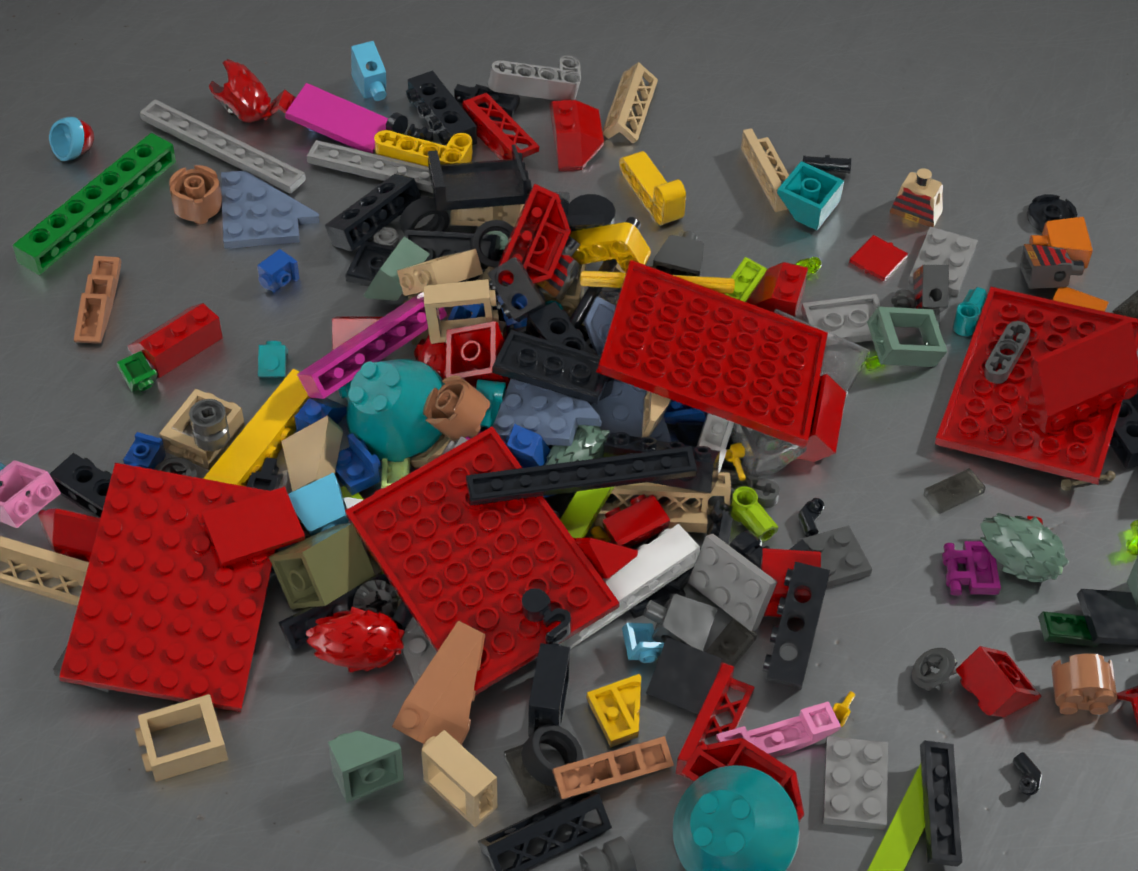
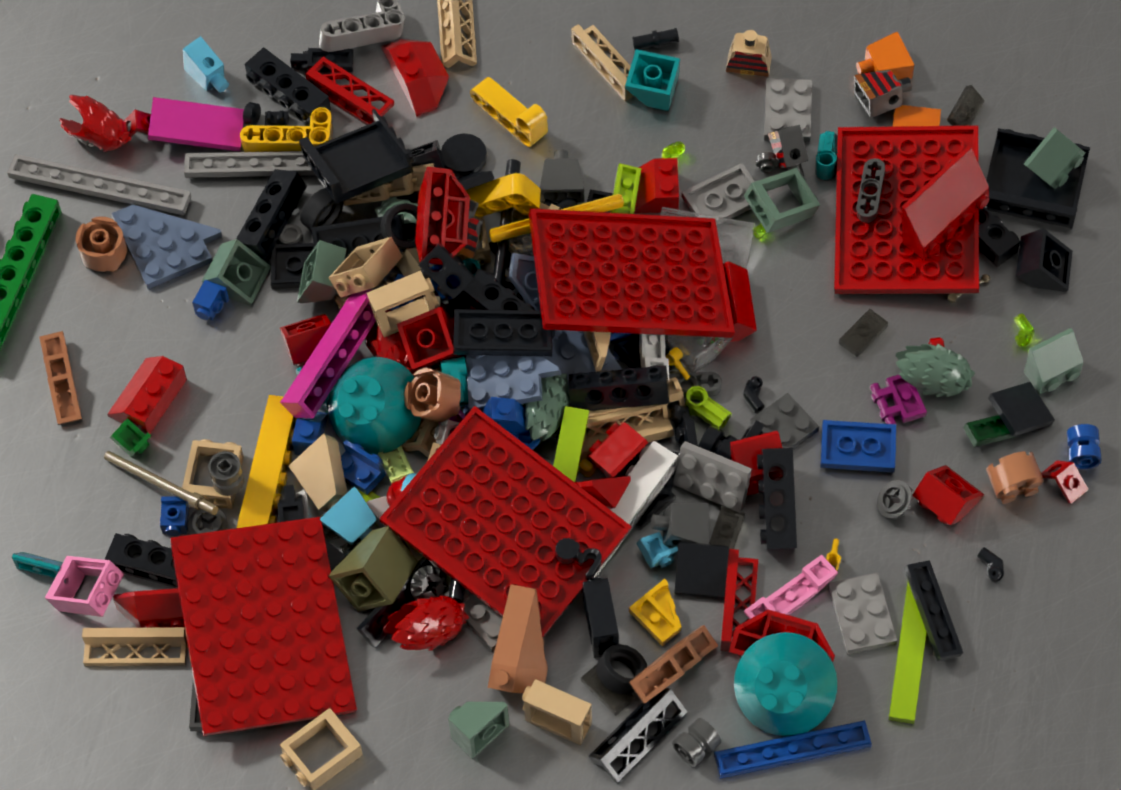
camera: 15 degrees left, 10 degrees up
(165, 441) = (194, 499): none -> dark tan bar
(253, 526) = (307, 555): red tile -> none
(272, 360) = (243, 389): teal bracket -> none
(318, 254) = (238, 271): none -> sand green slope
(580, 475) = (563, 426): black tile -> none
(878, 257) = (730, 122): red piece -> none
(910, 602) = (858, 446): none -> blue plate
(1049, 208) = (866, 29): black tile -> none

